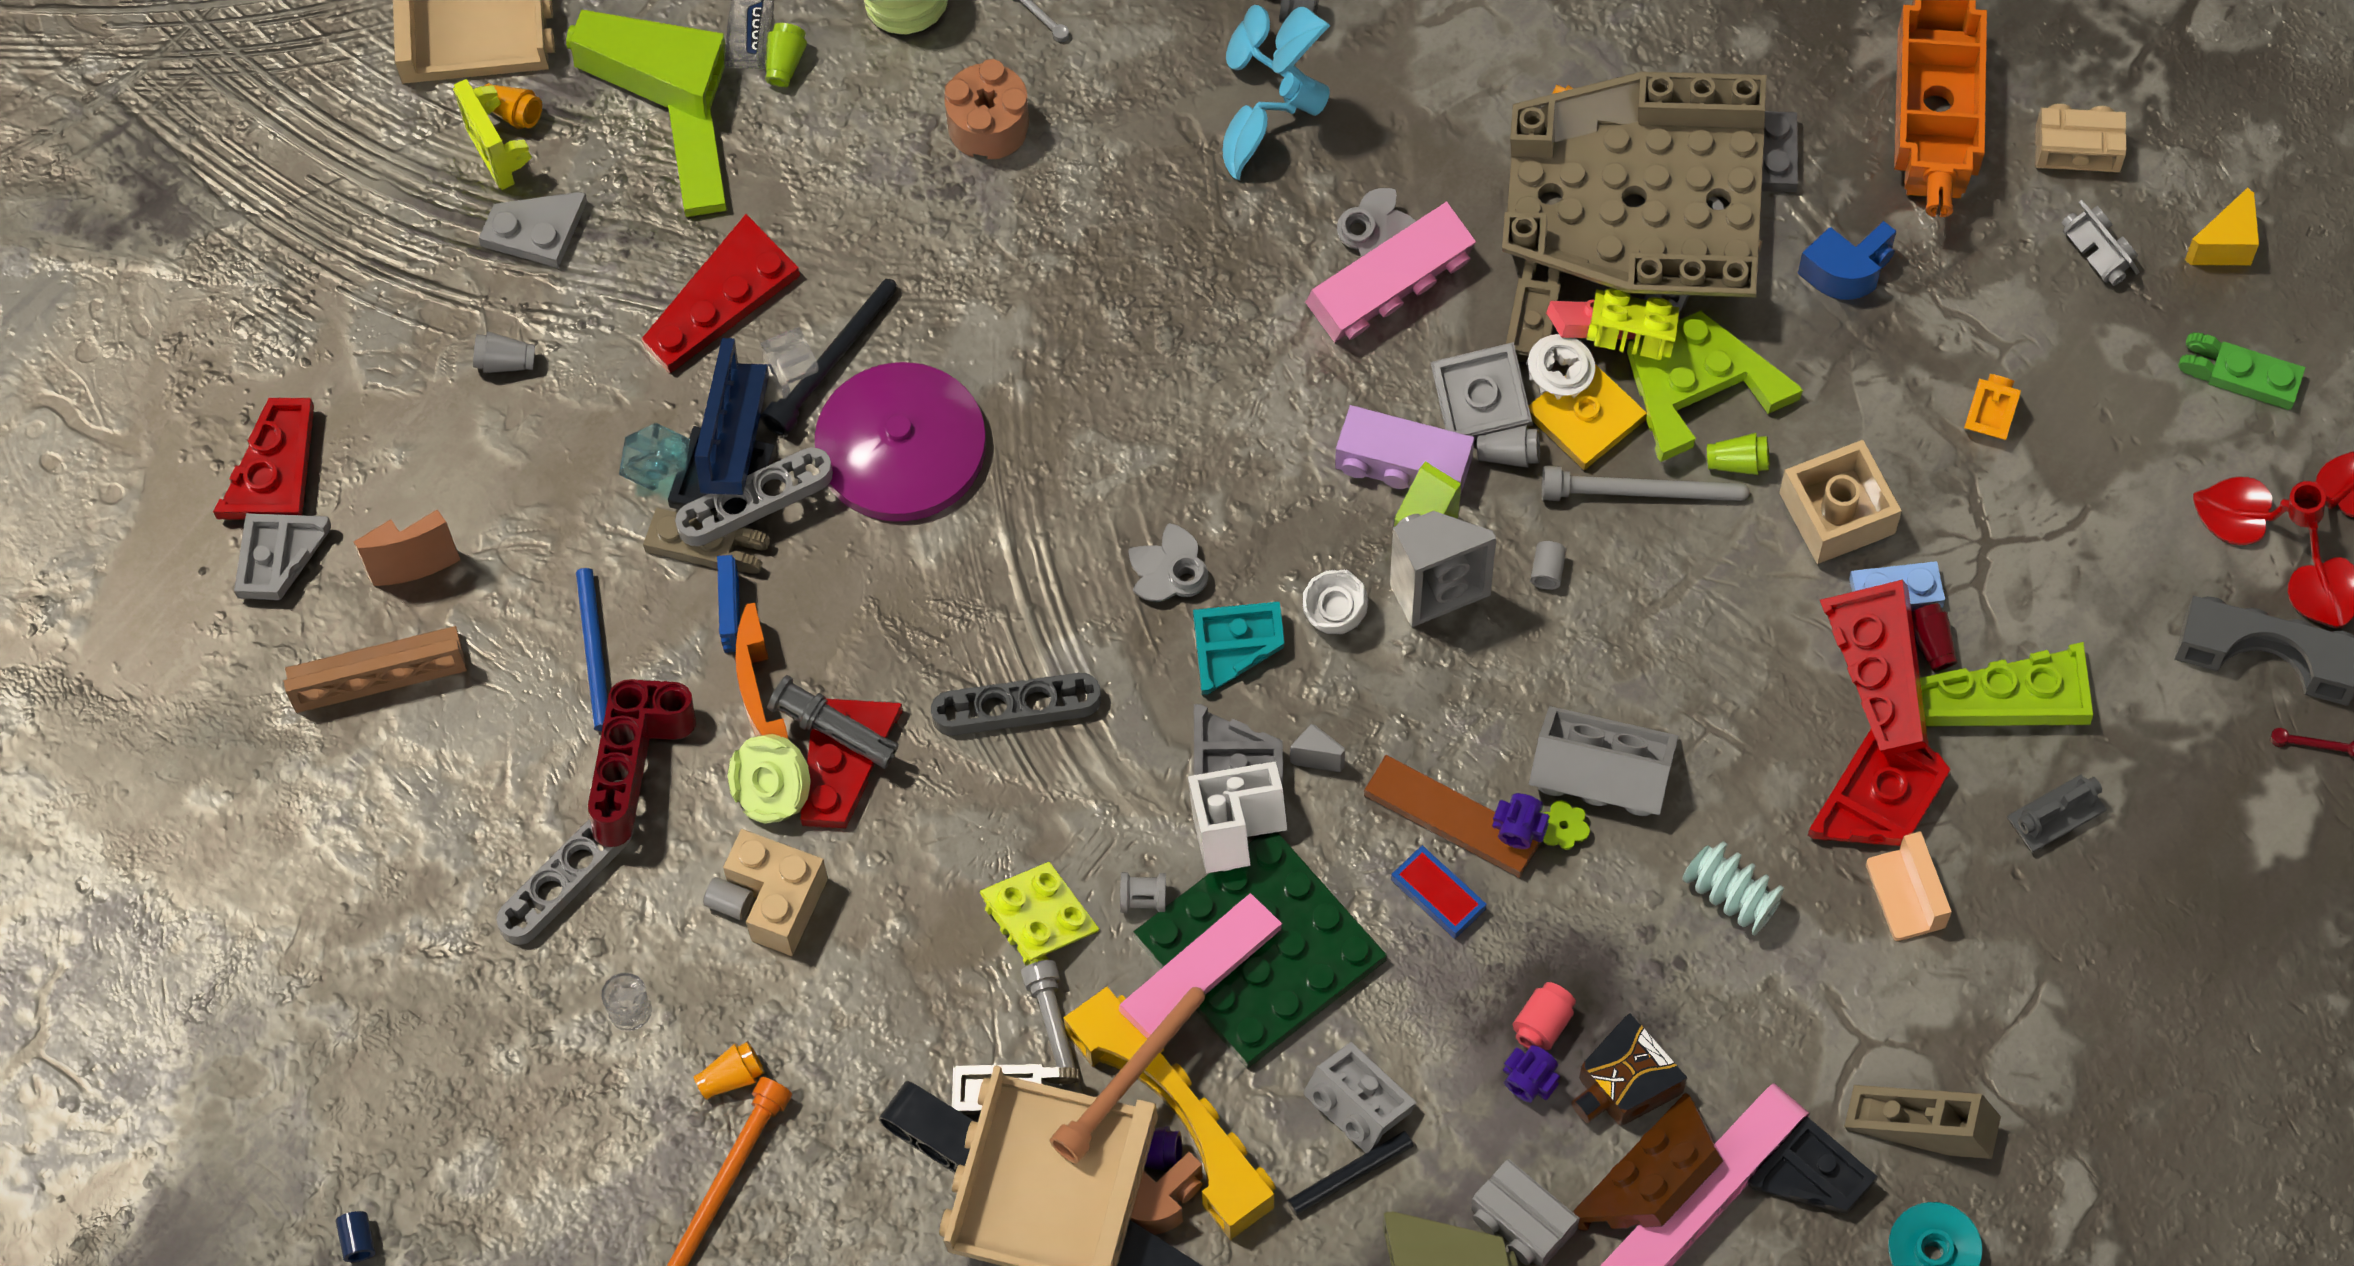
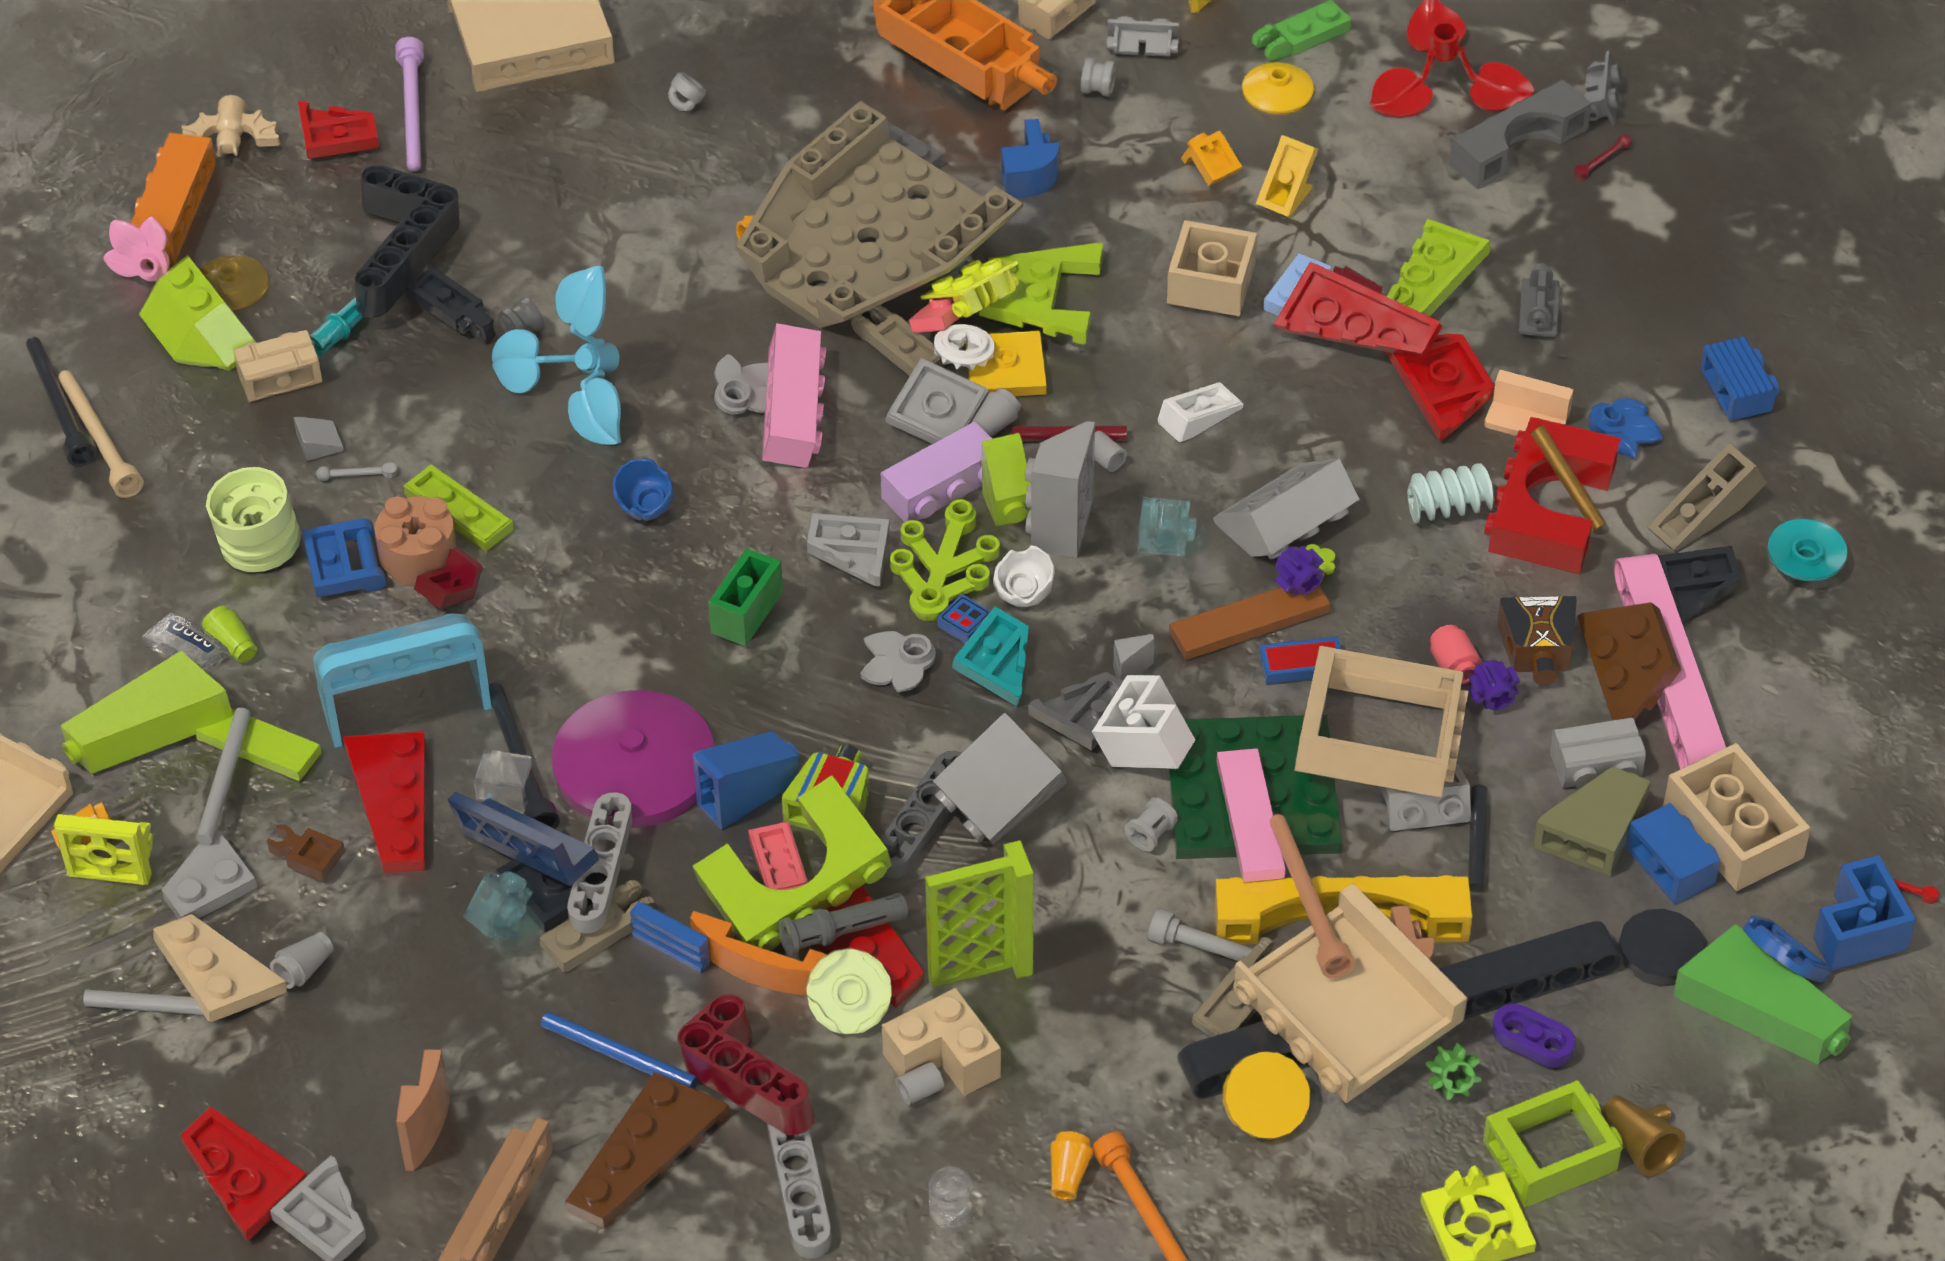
camera: 55 degrees left, 15 degrees down
(386, 278) = (141, 1001): none -> light grey bar
(448, 299) = (215, 969): none -> tan wing
(529, 733) = (643, 1145): none -> reddish brown wing
(611, 279) = (308, 854): none -> reddish brown plate
(633, 160) = (223, 776): none -> light grey bar
(827, 197) = (396, 655): none -> medium azure windscreen
(873, 629) = (777, 857): none -> coral plate
(890, 832) = (1011, 915): none -> lime fence
(899, 681) = (852, 859): none -> lime arch
(911, 1181) = (1266, 1095): none -> yellow tile
(919, 67) = (331, 562): none -> blue plate
(934, 538) = (743, 775): none -> blue slope
(966, 169) = (453, 583): none -> dark red bracket
(975, 618) = (846, 770): none -> lime torso
(1037, 912) = (1109, 894): neon yellow hinge -> none
(1061, 114) = (470, 514): none -> lime tile
(1083, 740) = (998, 780): none -> light grey slope
(1126, 400) = (745, 597): none -> green brick
(1183, 236) = (643, 489): none -> blue hair
(1259, 584) = (962, 618): none -> blue tile
(1266, 439) = (850, 544): none -> light grey wing
(1307, 527) = (933, 598): none -> lime plant
(1427, 920) = (1389, 680): none -> tan window
(1494, 674) = (1165, 526): none -> clear light blue brick
(1548, 521) = (1042, 433): none -> dark red bar
(1560, 483) = (1046, 408): light grey piece -> none
(1670, 608) = (1197, 410): none -> white slope
(1740, 454) = (1121, 301): lime cone -> none
(1836, 978) = (1567, 477): none -> pearl gold bar
(1857, 935) = (1529, 530): none -> red arch
(1965, 992) = (1627, 421): none -> blue plate
(2010, 242) = (1098, 77): none -> light grey wheel
(2021, 488) = (1287, 176): none -> yellow slope
(2111, 1051) = (1739, 378): none -> blue brick
(2147, 415) = (1278, 88): none -> yellow dish

